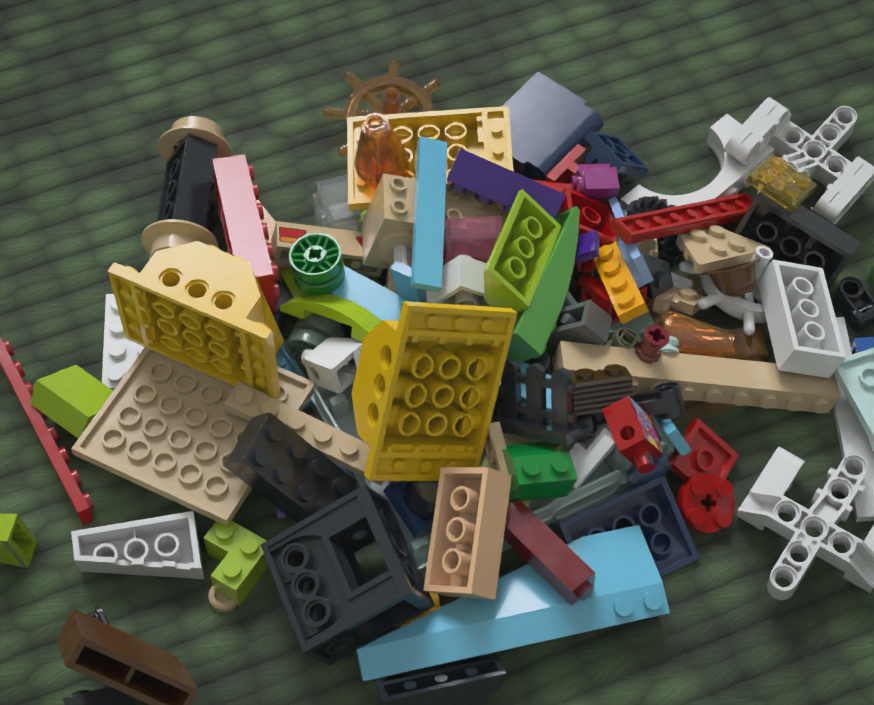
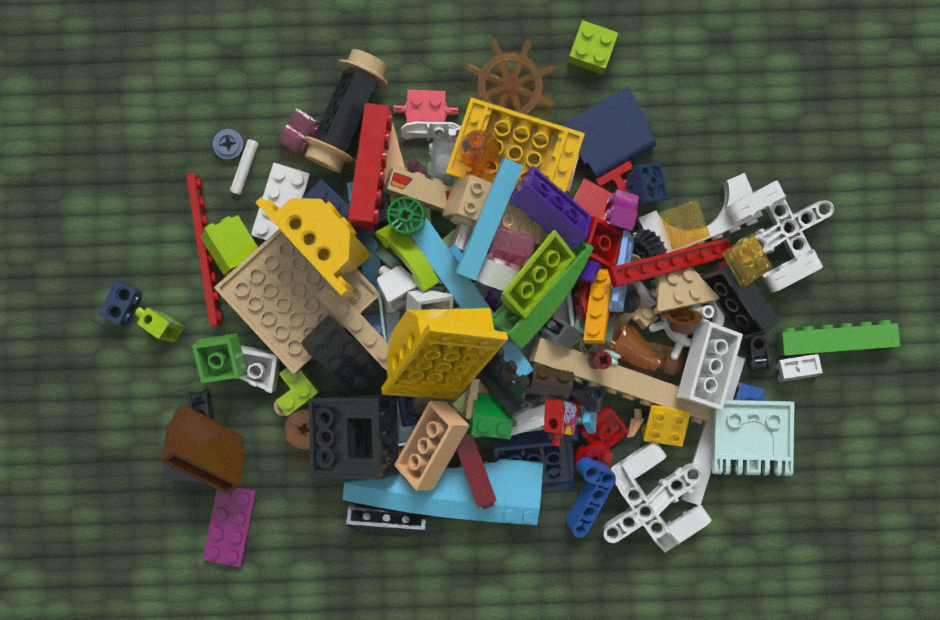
camera: 20 degrees right, 30 degrees up
(42, 285) = (221, 139): none -> sand blue gear
(65, 314) = (244, 166): none -> white axle
(108, 530) = (219, 358): none -> bright green brick
(126, 245) = (297, 128): none -> clear pink brick
(263, 624) = (293, 429): none -> clear orange brick
(291, 177) = (425, 106): none -> coral plate
(294, 197) = (429, 130): none -> white piece
(475, 51) = (592, 47): none -> lime brick
(683, 182) = (684, 224): none -> clear yellow plate
(726, 588) = (592, 496): none -> blue beam
(742, 443) = (636, 422): none -> light nougat bar
(783, 417) = (666, 425): none -> yellow bracket

